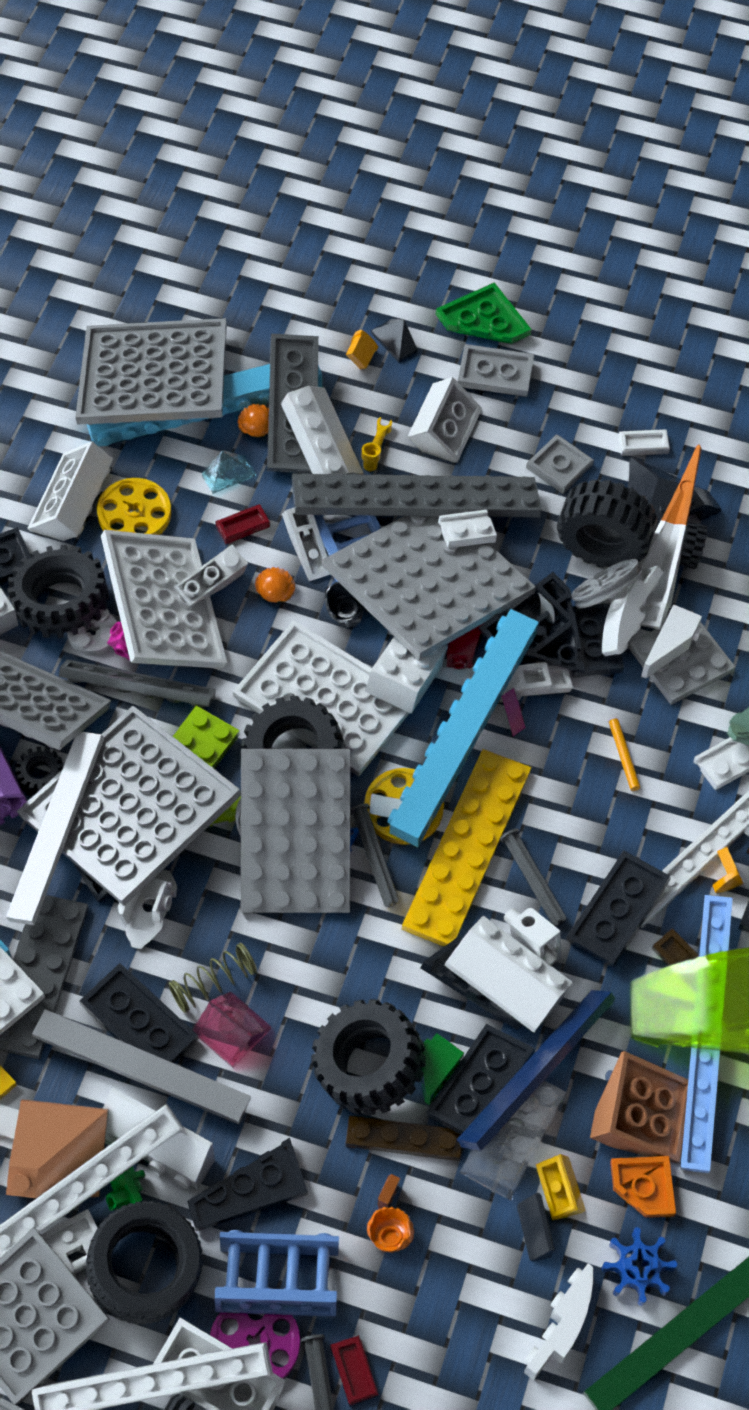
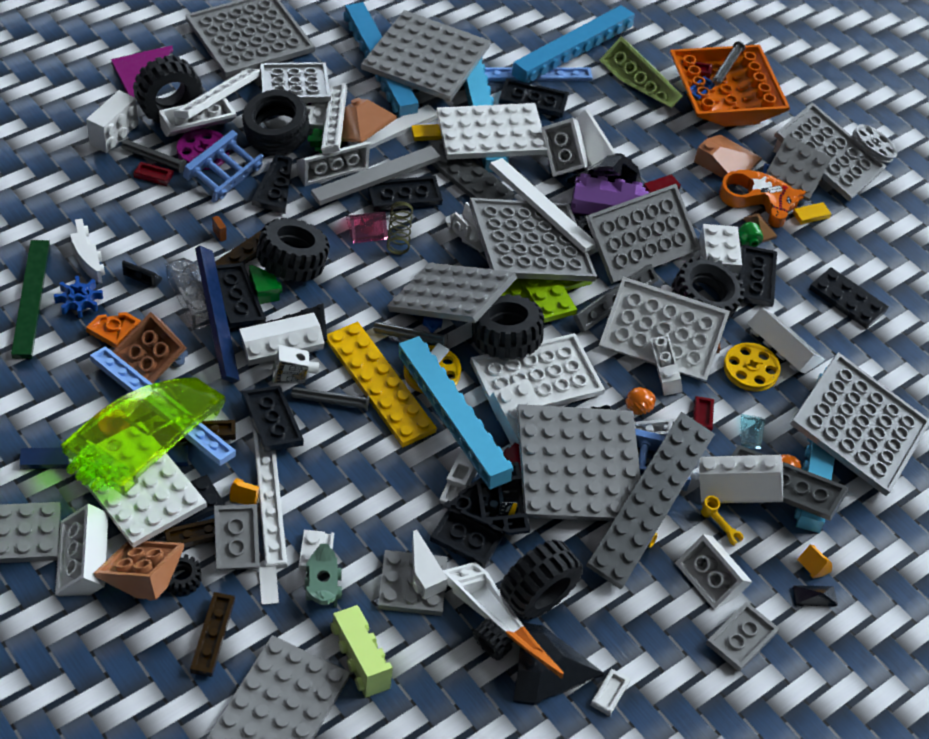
camera: 120 degrees right, 10 degrees down
(390, 1229) = (200, 217): orange hair -> none
(467, 529) = (601, 504): white plate -> none
(484, 315) = (802, 665): green plate -> none
(513, 711) = (446, 452): magenta sticker -> none
(560, 464) = (628, 623): light grey tile -> none
(560, 1187) = (150, 298): yellow slope -> none
(606, 583) = (495, 553): light grey wedge -> none
(624, 754) = (370, 500): light orange bar -> none
(625, 614) = (469, 555): white slope -> none

